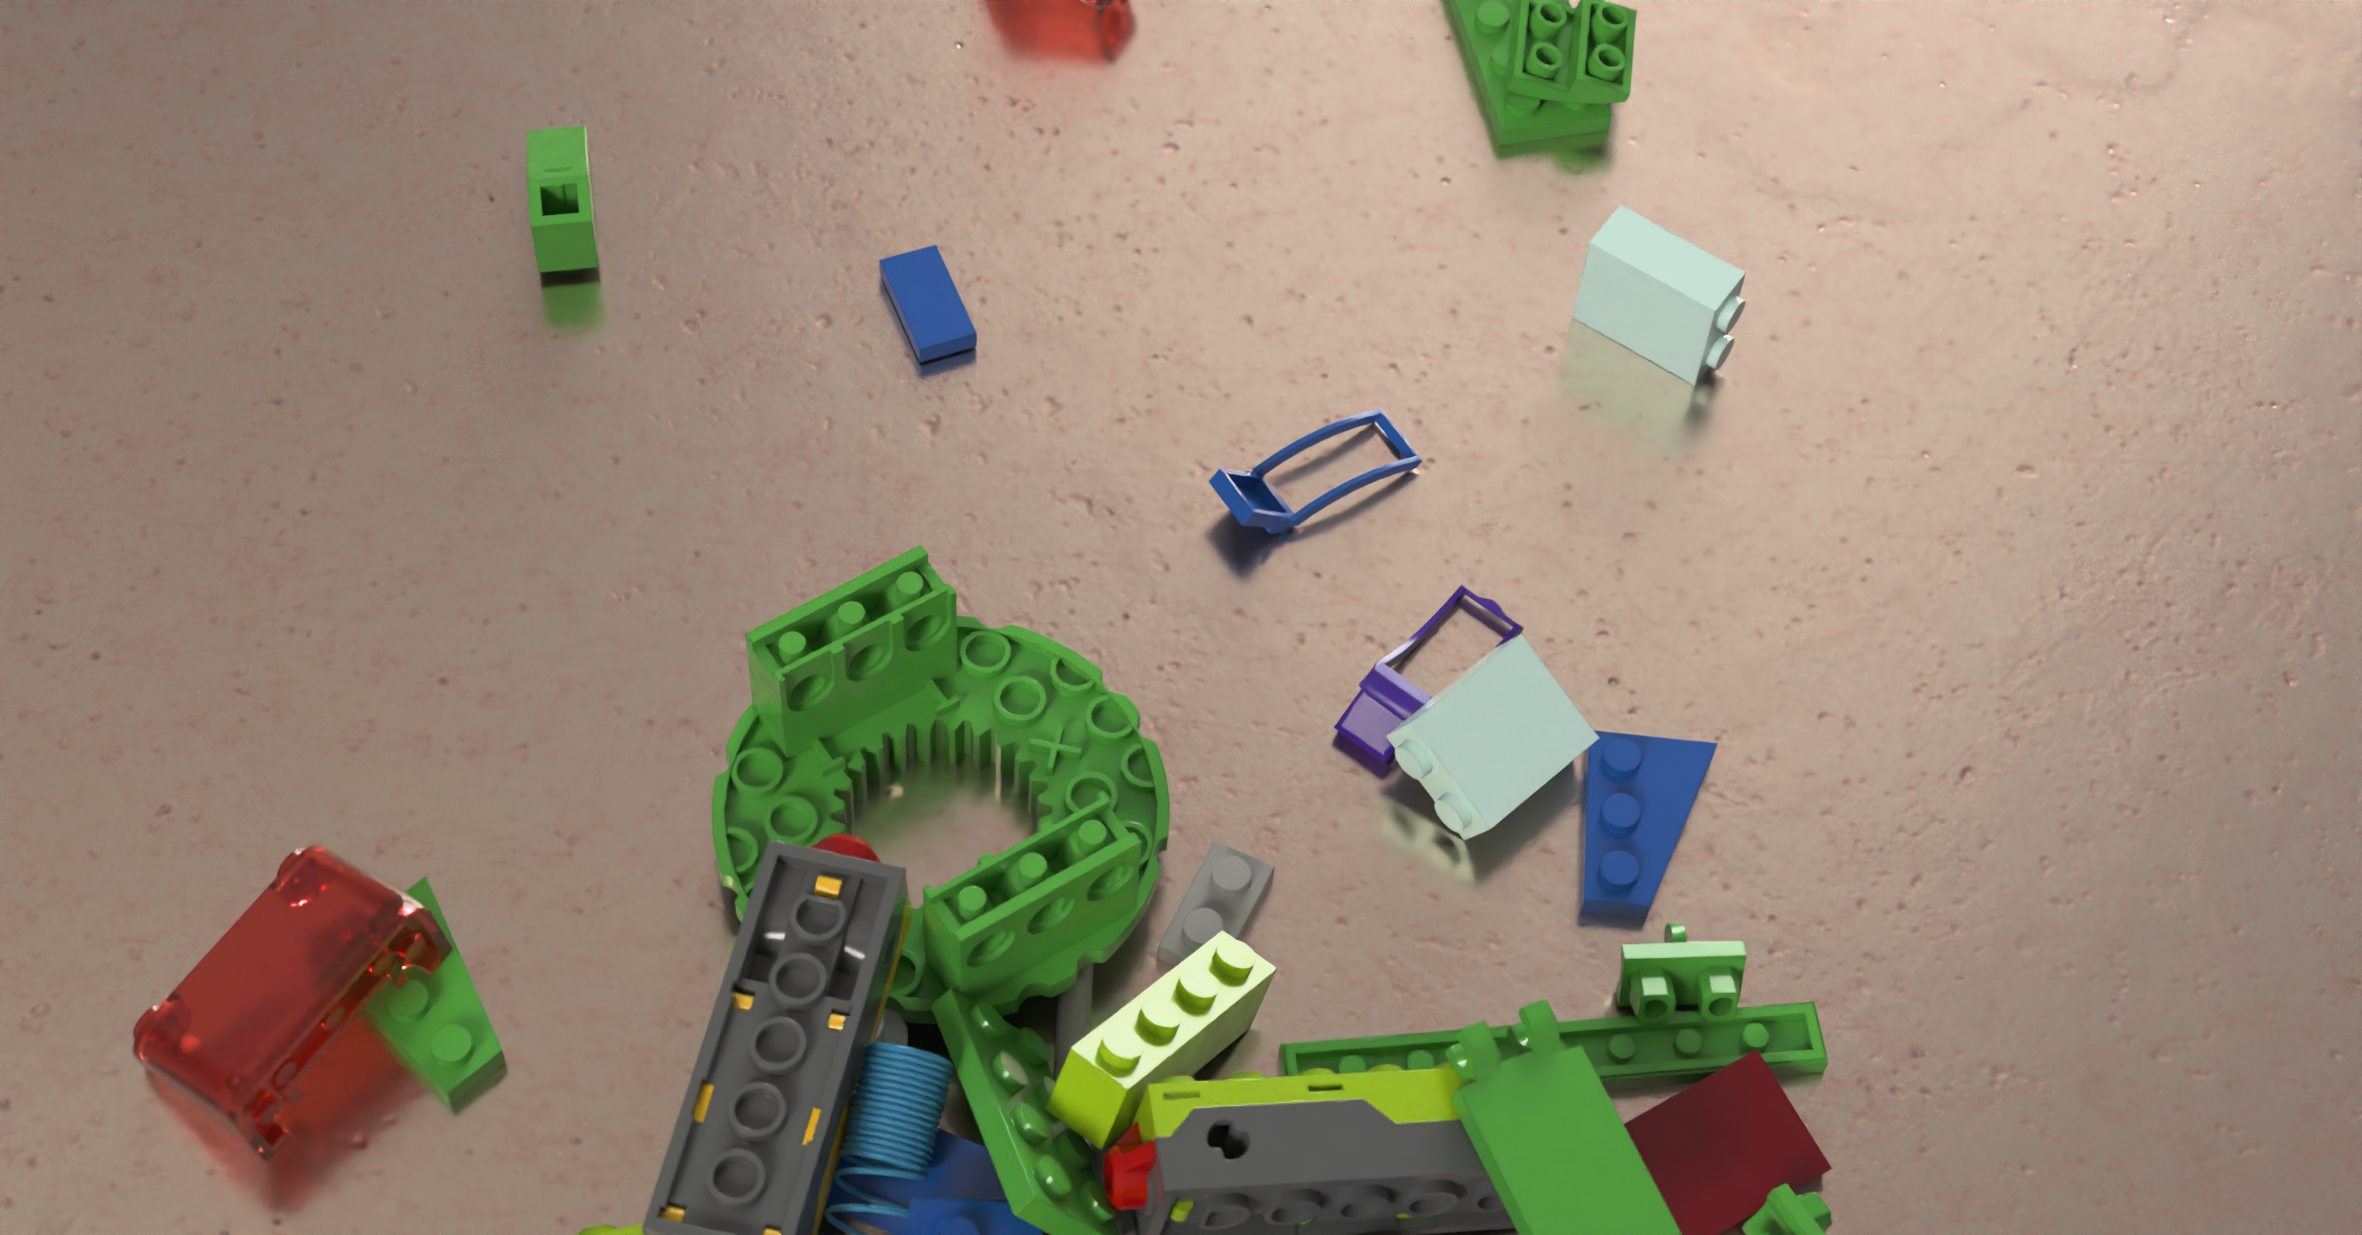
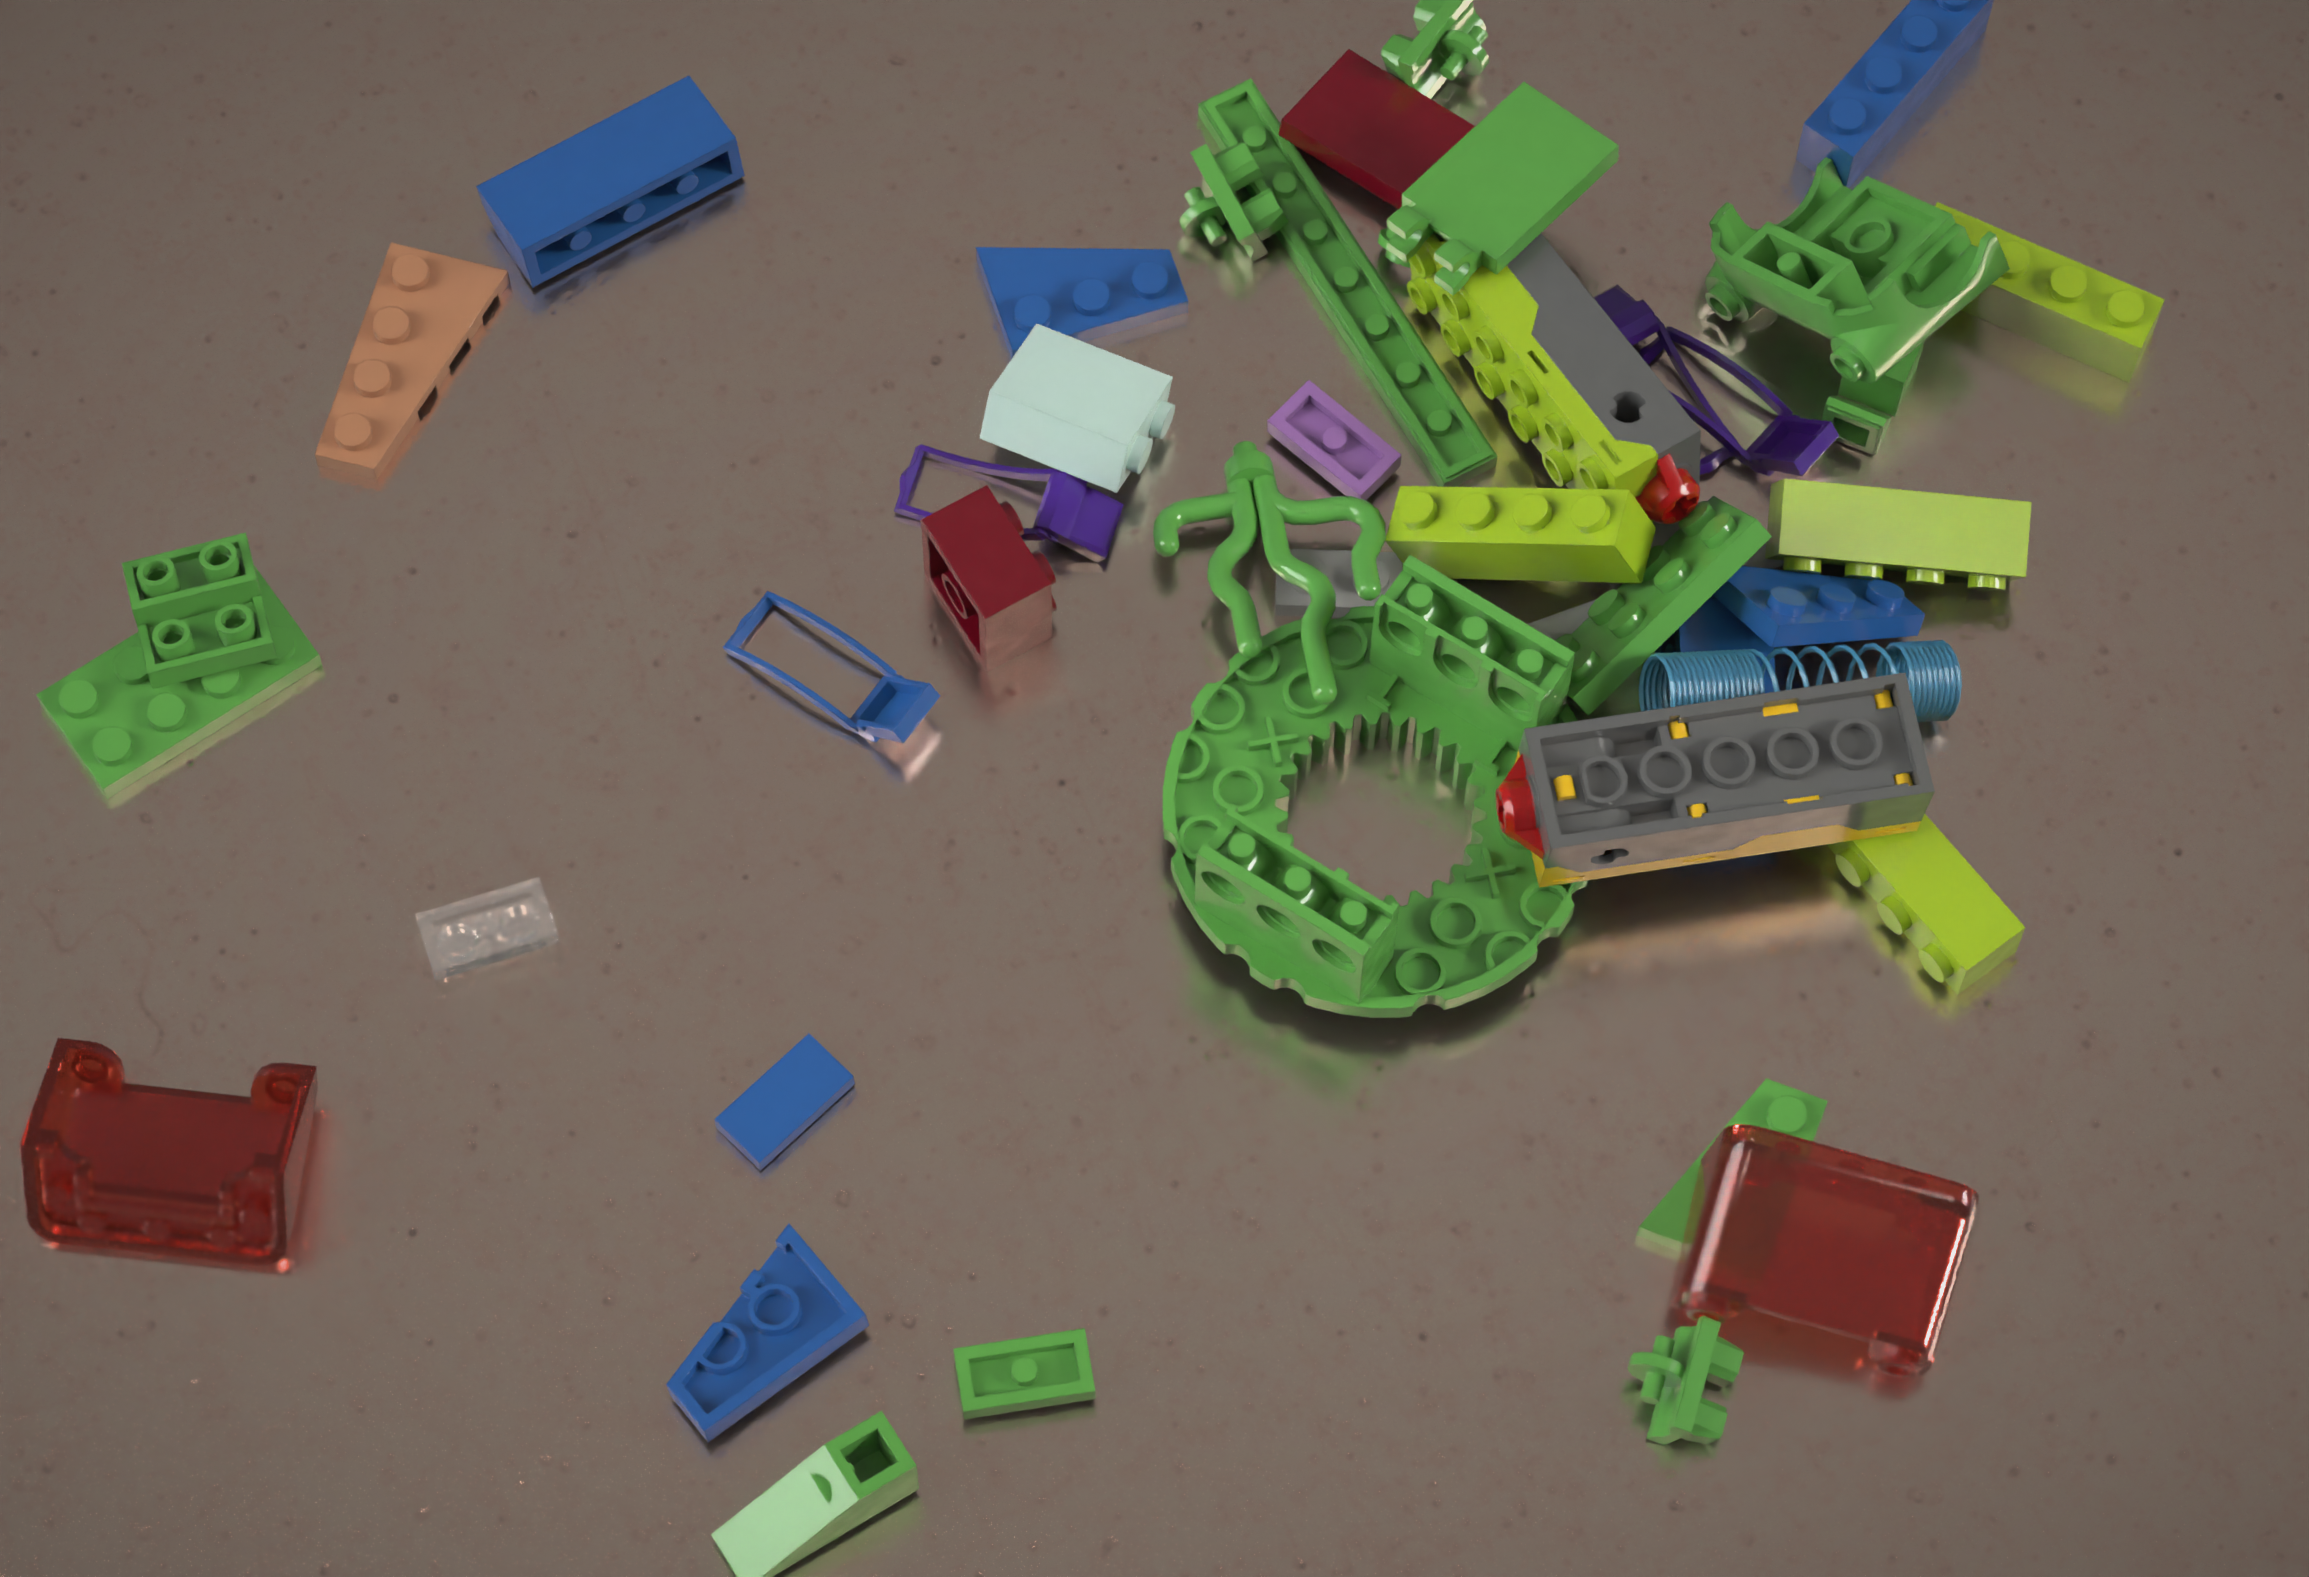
camera: 110 degrees left, 10 degrees up
(230, 832) = (1676, 1379): none -> bright green hips
(584, 368) = (1024, 1373): none -> bright green plate
(724, 217) = (771, 1335): none -> blue wing
(1190, 157) = (487, 928): none -> clear plate
(1310, 851) = (1255, 498): none -> bright green plant
(1338, 592) = (989, 577): none -> dark red brick
(1368, 962) = (1333, 442): none -> medium lavender plate
(1659, 295) = (503, 426): light aqua brick -> none
(1797, 294) = (403, 351): none -> nougat wing
(1901, 480) = (611, 180): none -> blue brick

